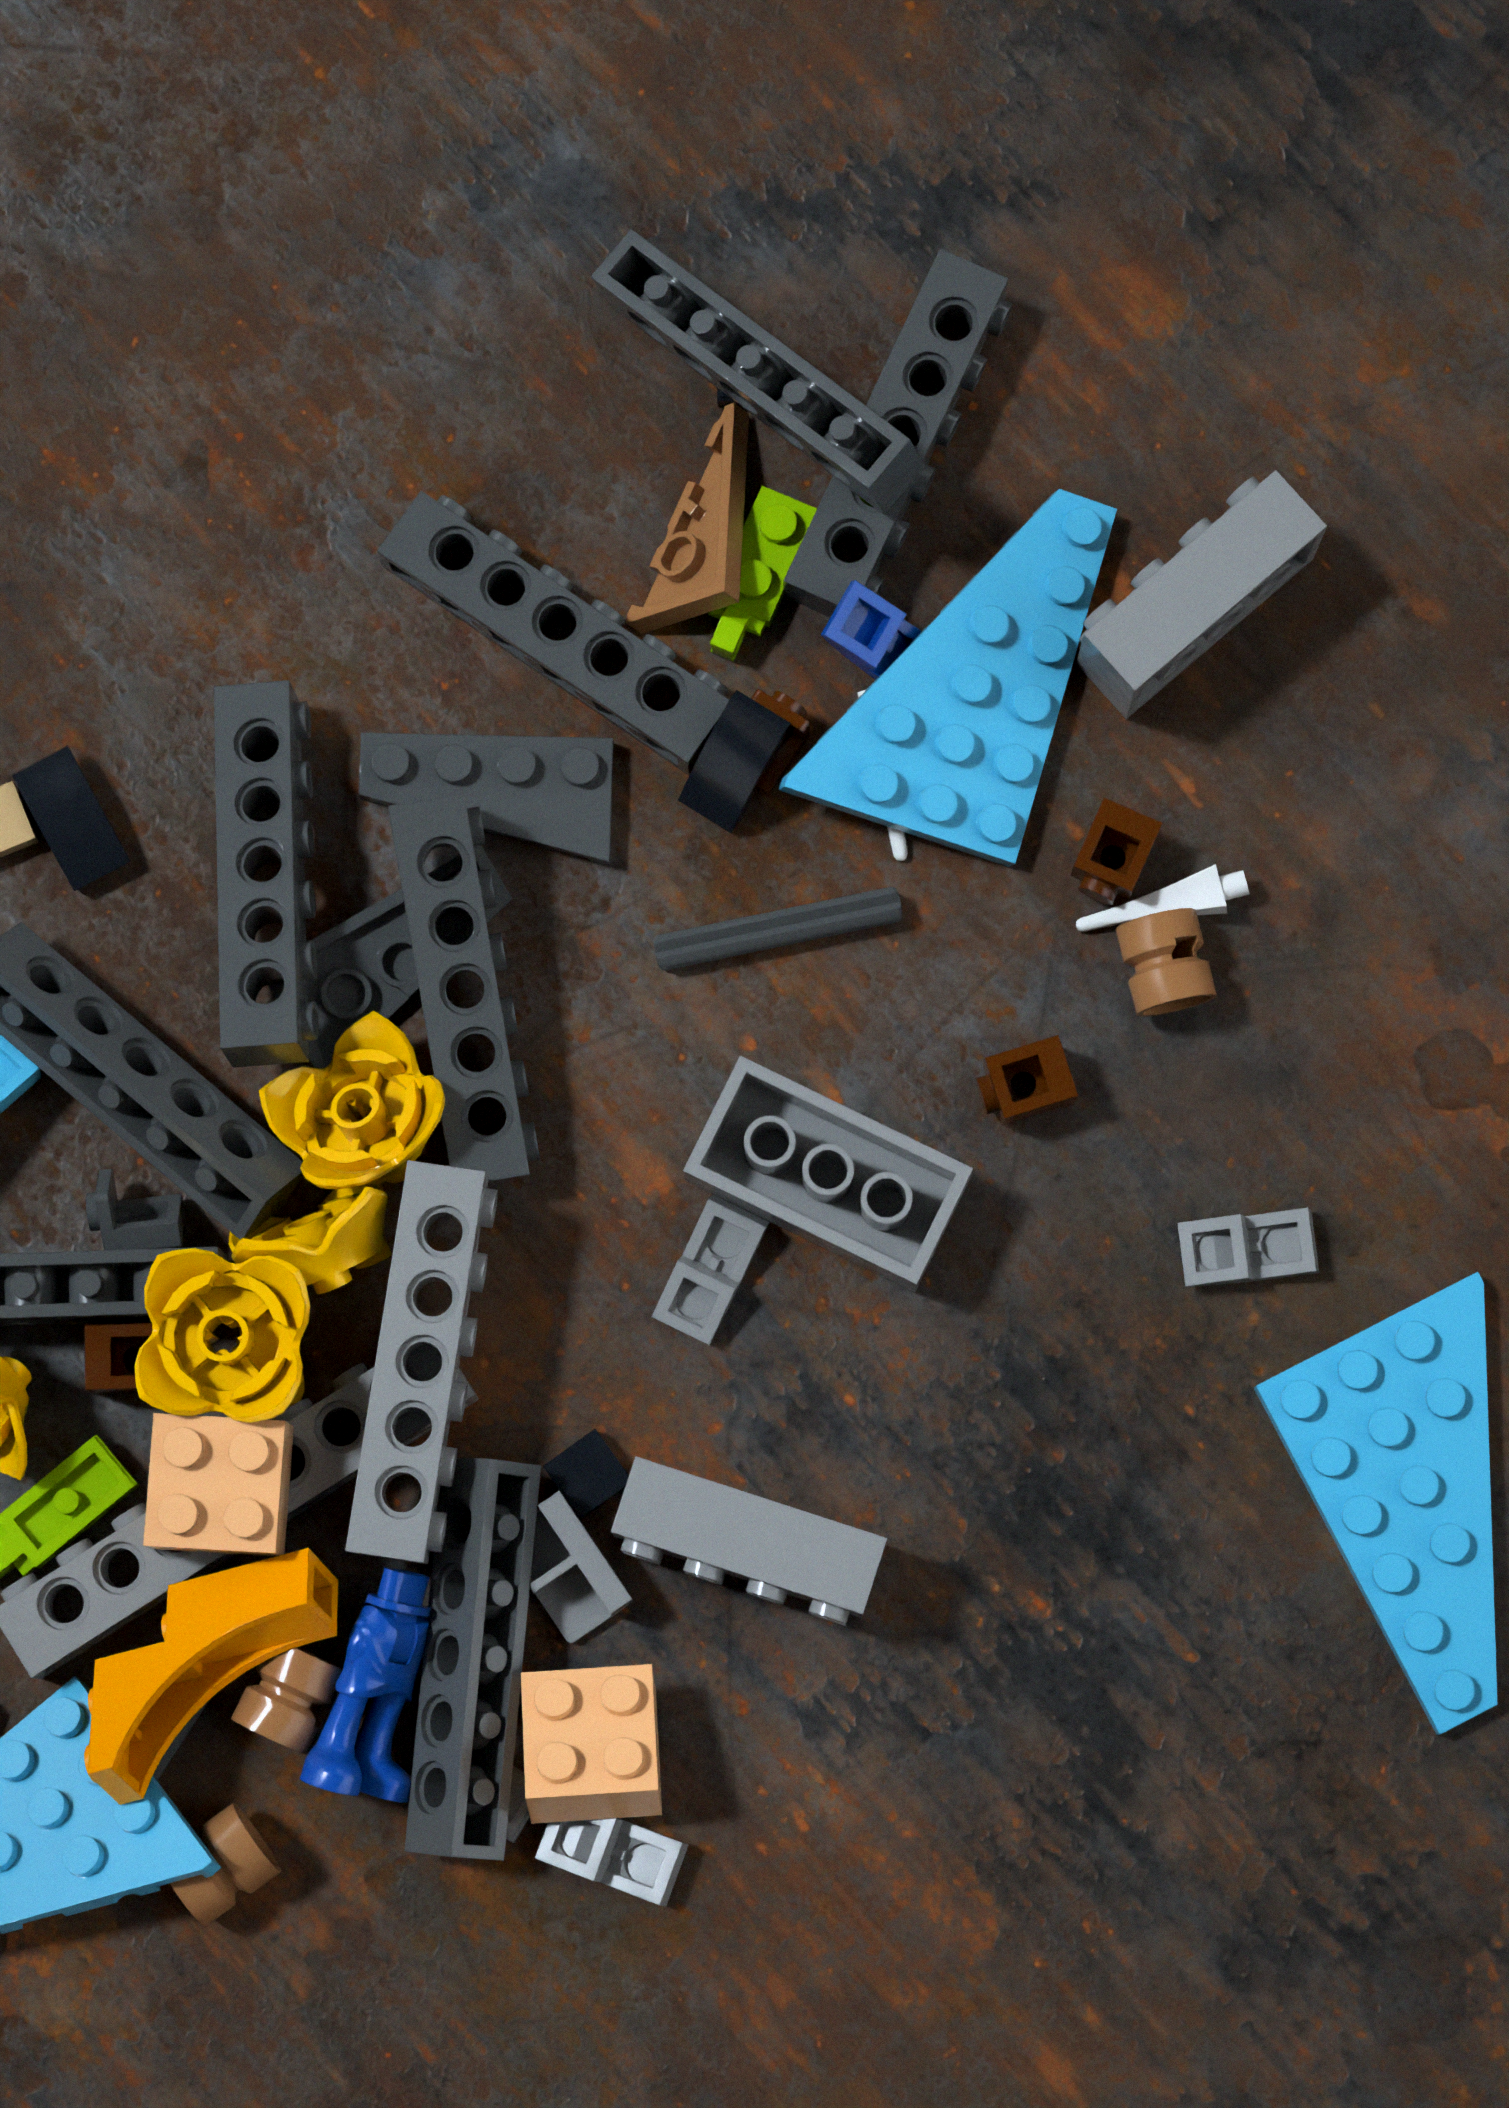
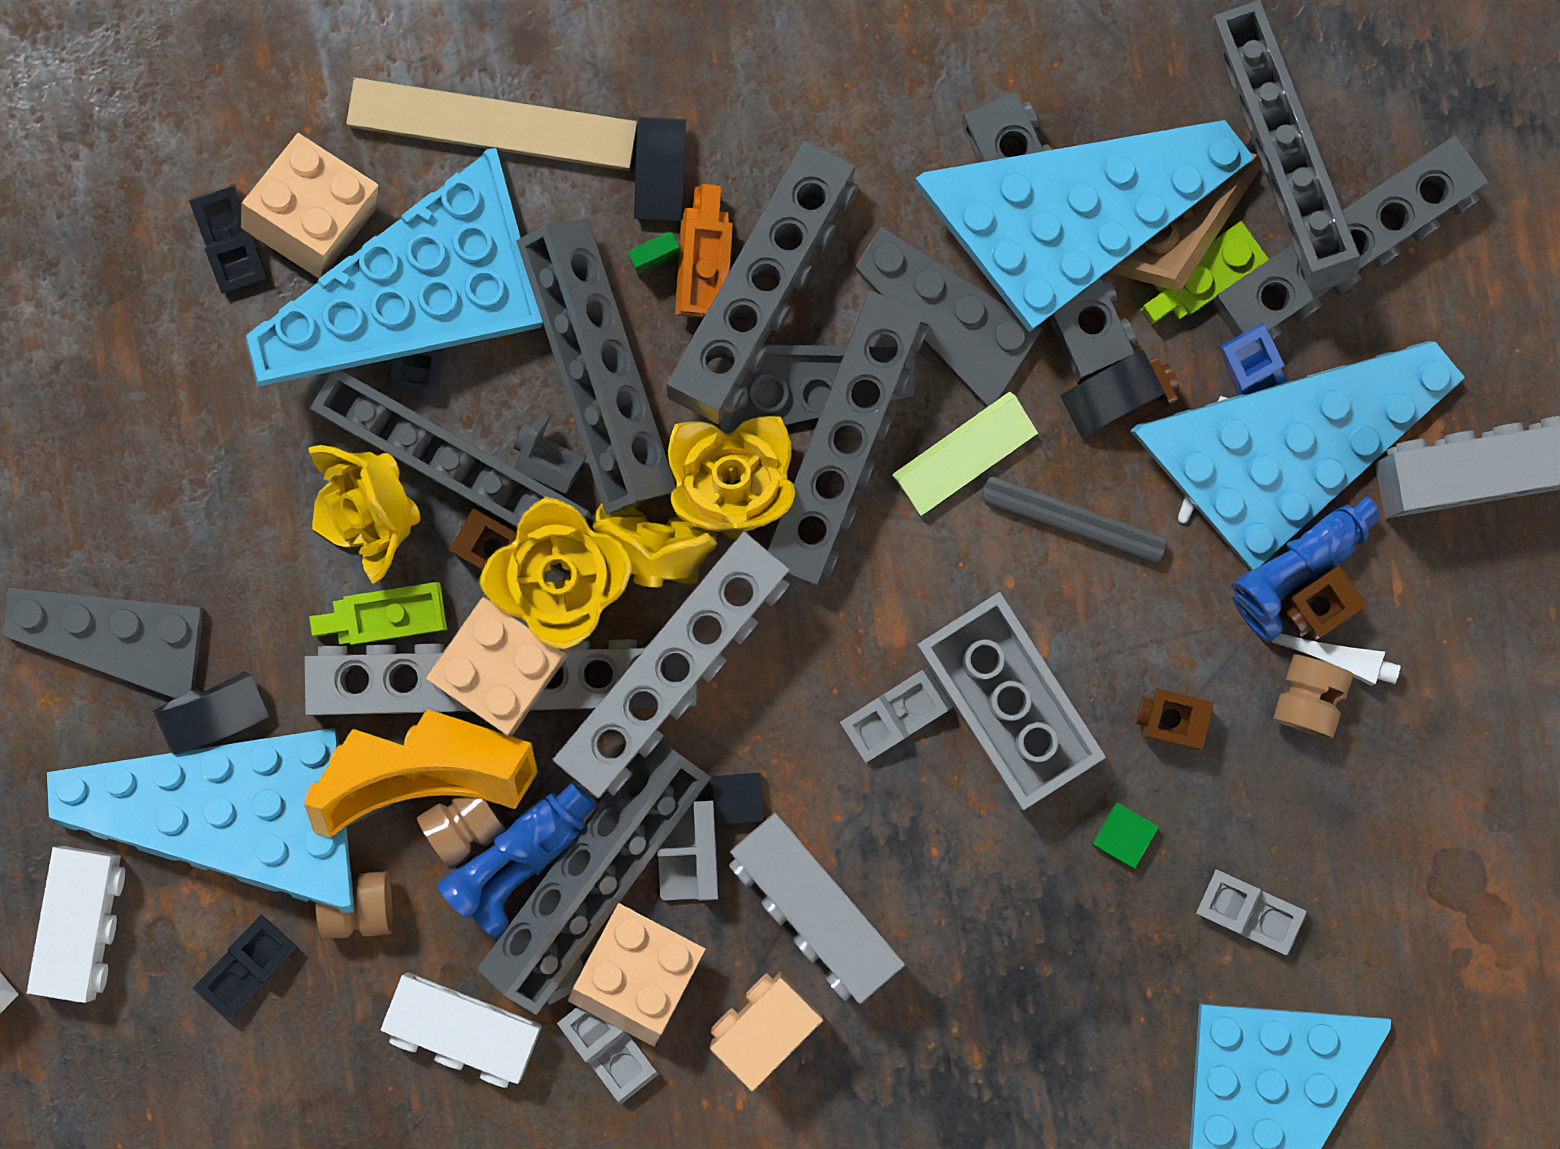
camera: 25 degrees right, 5 degrees up
(120, 915) = (654, 253): none -> green tile
(135, 2018) = (244, 968): none -> black slope
(175, 882) = (703, 252): none -> orange hinge
(428, 1934) = (460, 1030): none -> white brick
(565, 590) = (1070, 214): none -> medium azure wing
(609, 928) = (965, 453): none -> yellowish green tile
(775, 1713) = (764, 1030): none -> light nougat brick
(1052, 1248) = (1124, 835): none -> green tile
(1065, 814) = (1308, 558): none -> blue piece

